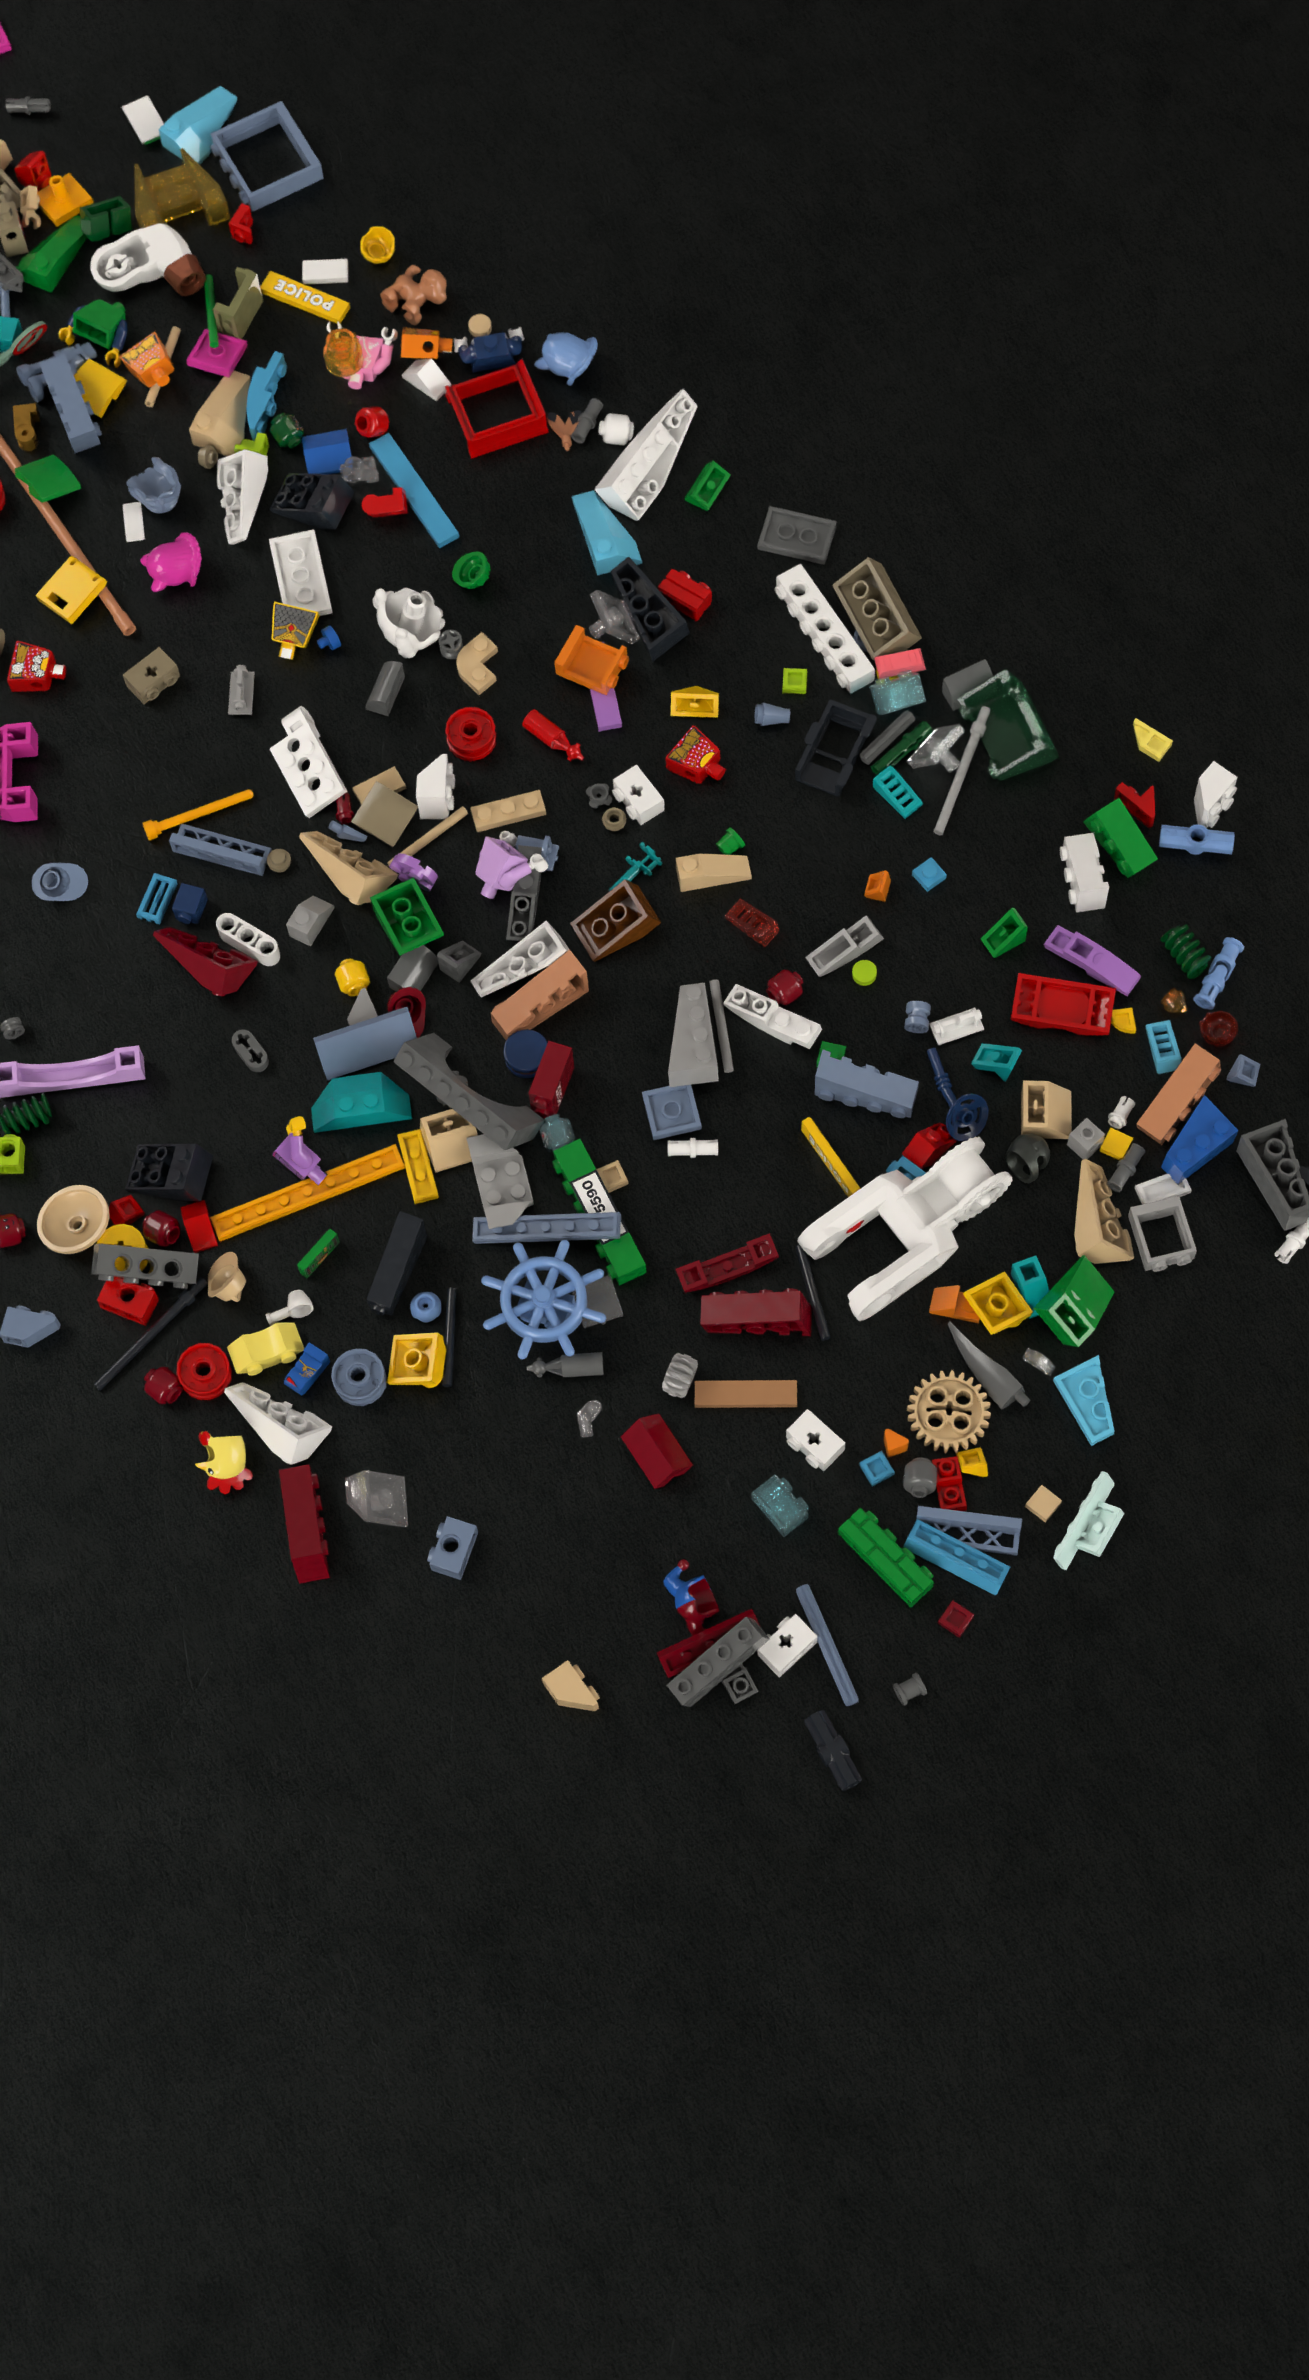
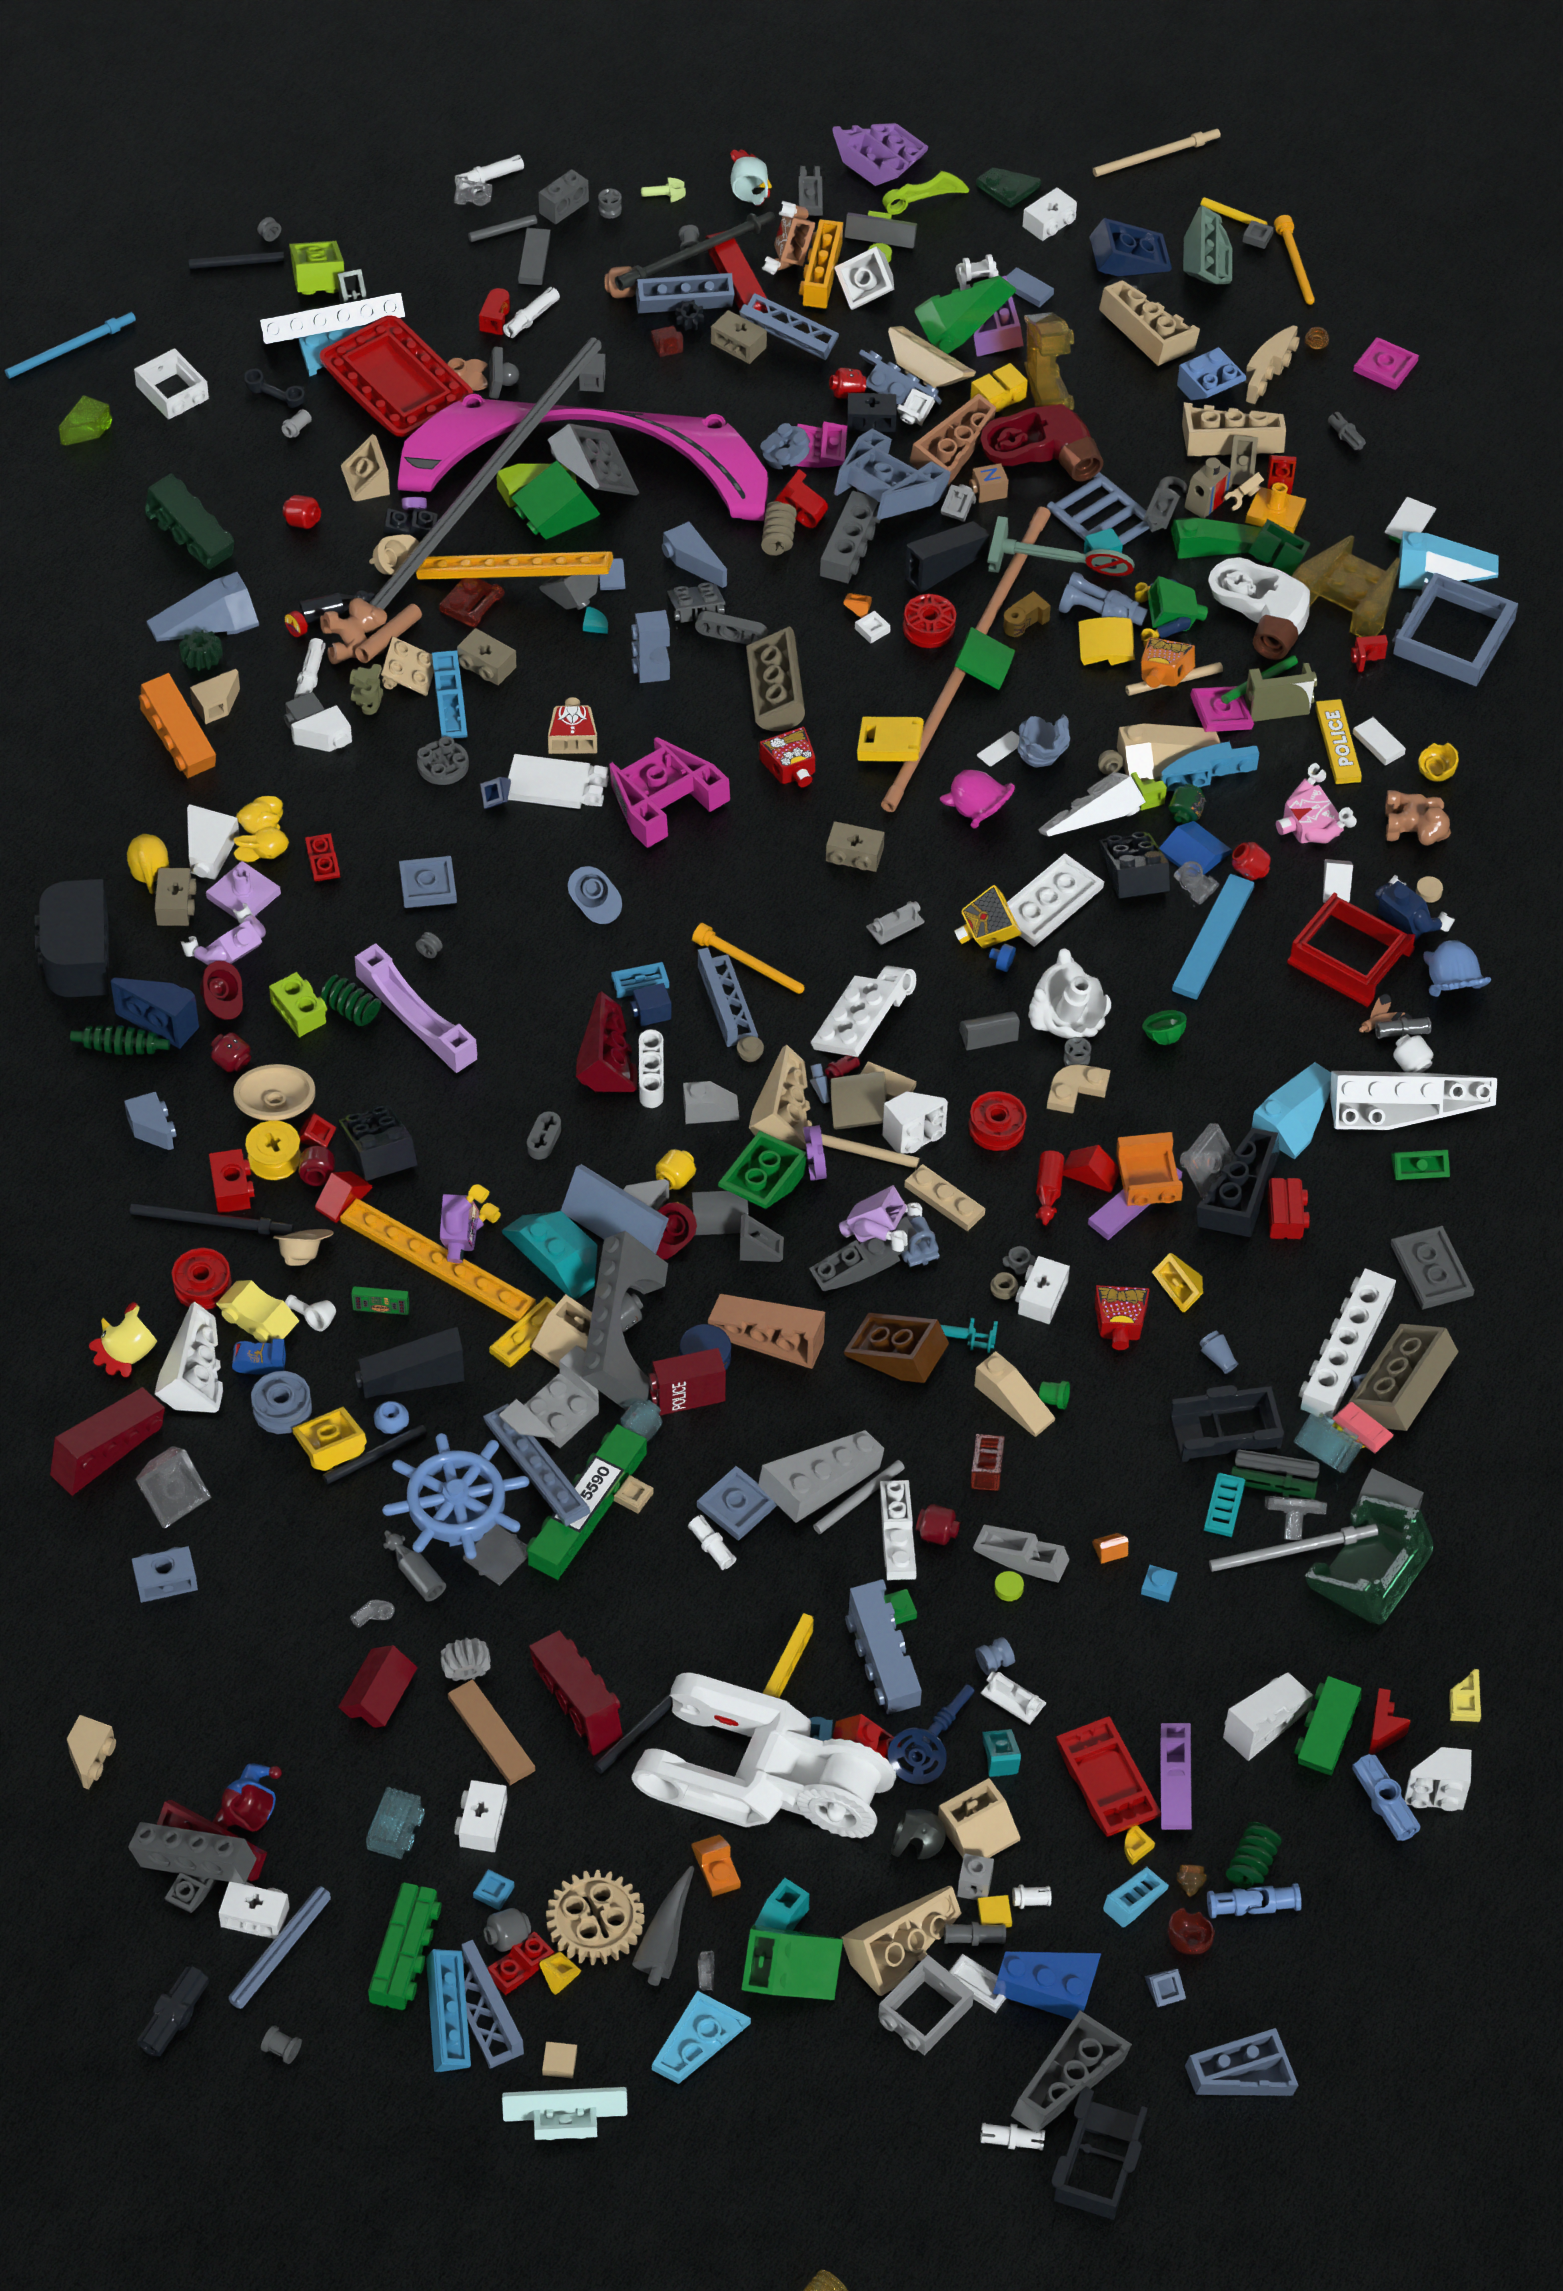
camera: 50 degrees right, 15 degrees down
(70, 404) = (1069, 628): sand blue wedge -> none
(162, 1385) = (163, 1253): dark red head -> none
(184, 1263) = (248, 1128): dark grey brick -> none
(343, 353) = (1295, 792): clear yellow piece -> none
(386, 505) = (1179, 924): red leg -> none
(414, 346) = (1363, 850): orange torso -> none
(525, 958) = (798, 1291): white wedge -> none
(555, 697) = (1092, 1167): none -> red slope
(728, 1266) = (608, 1640): dark red slope -> none
(794, 680) = (1273, 1353): lime tile -> none
(894, 1443) = (525, 1887): orange slope -> none
(956, 1618) = (384, 2048): dark red tile -> none
(998, 1303) = (736, 1893): yellow slope -> none
(1005, 934) = (1144, 1683): green slope -> none
(1179, 1094) = (1117, 1933): nougat wedge -> none

